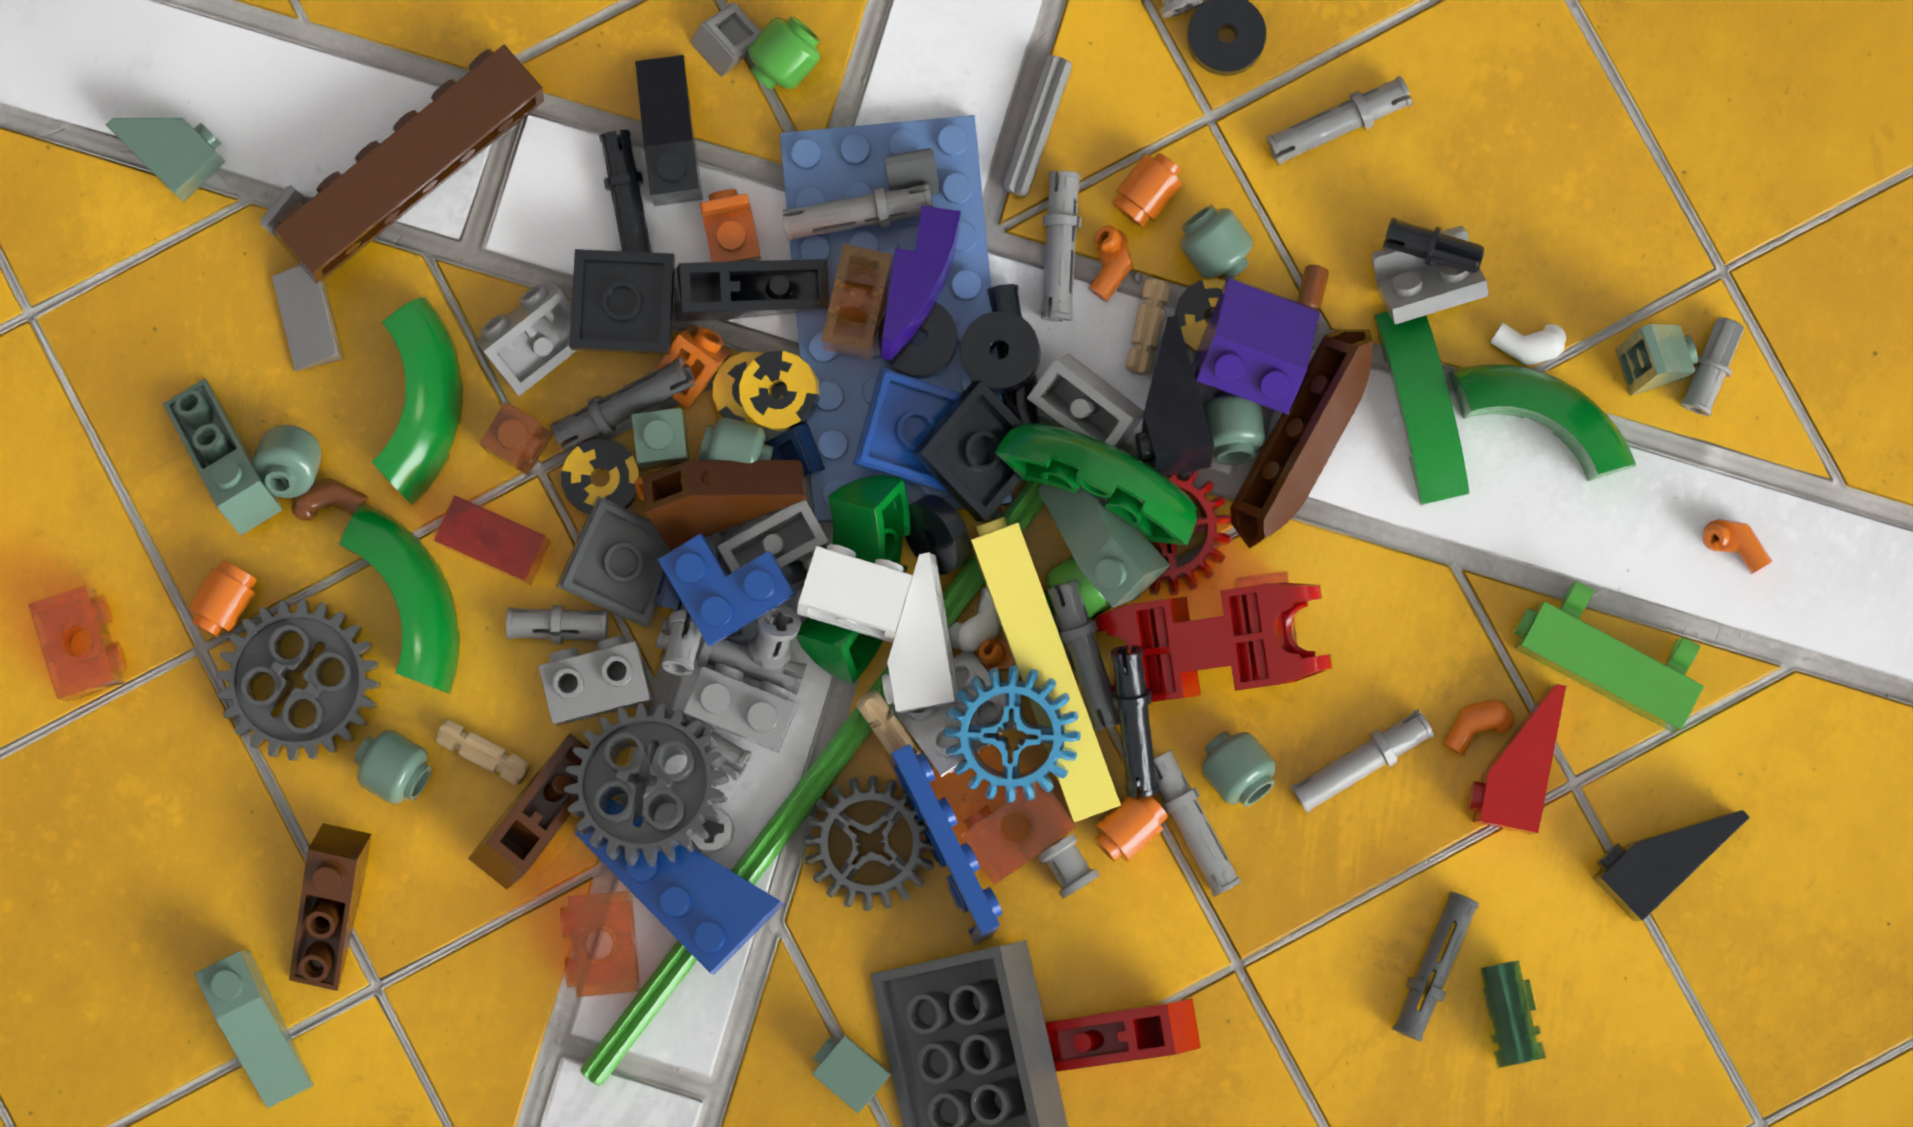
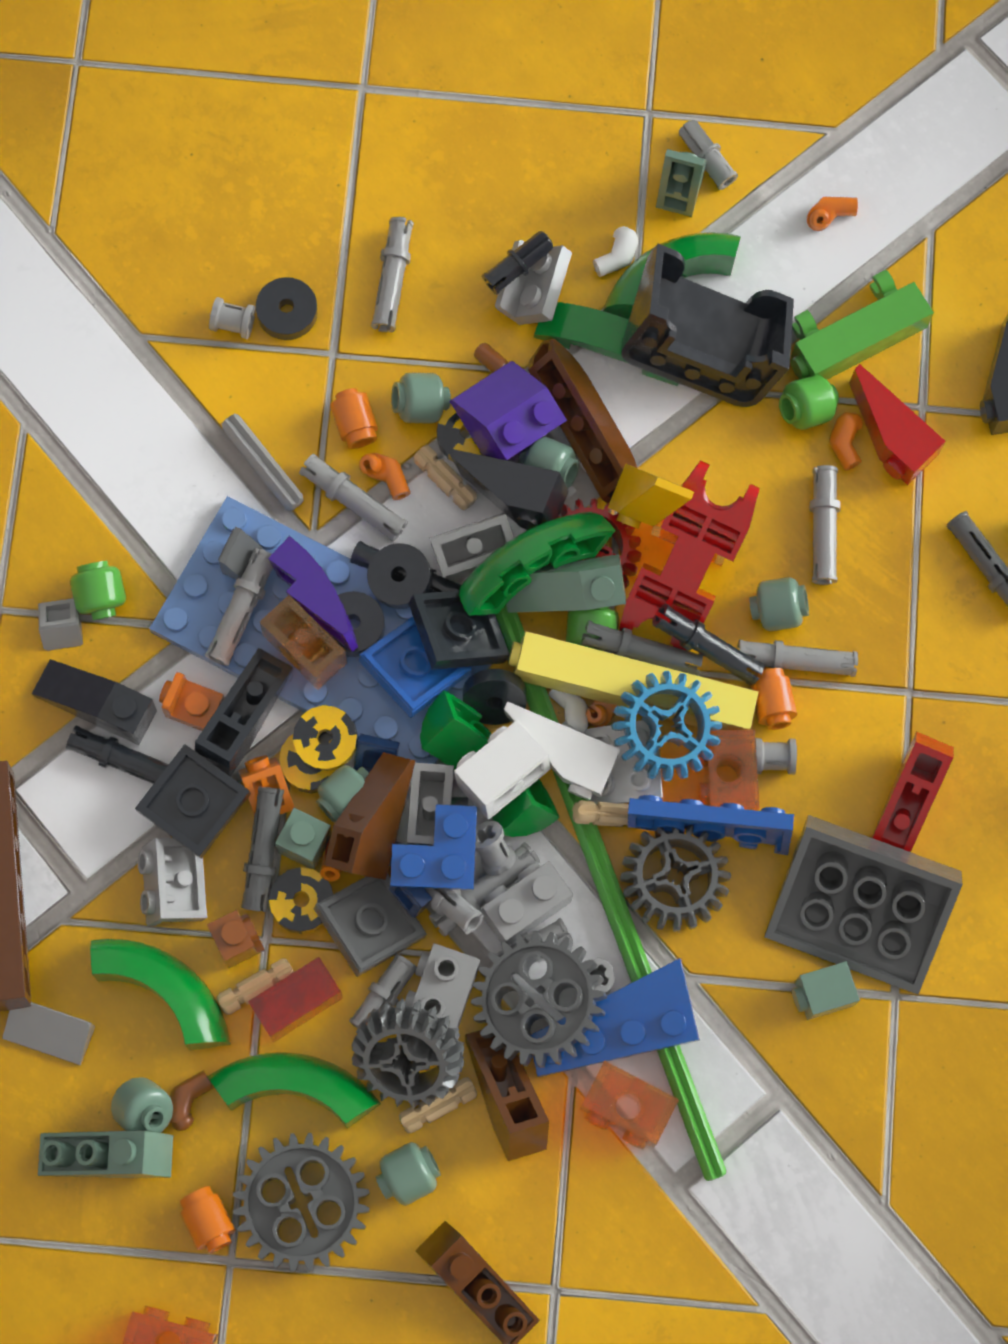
camera: 60 degrees left, 10 degrees down
(483, 491) = (253, 986): none -> tan axle
(506, 688) = (419, 1044): none -> dark grey gear
(1249, 552) = (646, 497): none -> yellow slope
(1490, 657) = (808, 402): none -> bright green head
(1491, 499) = (706, 336): none -> black windscreen

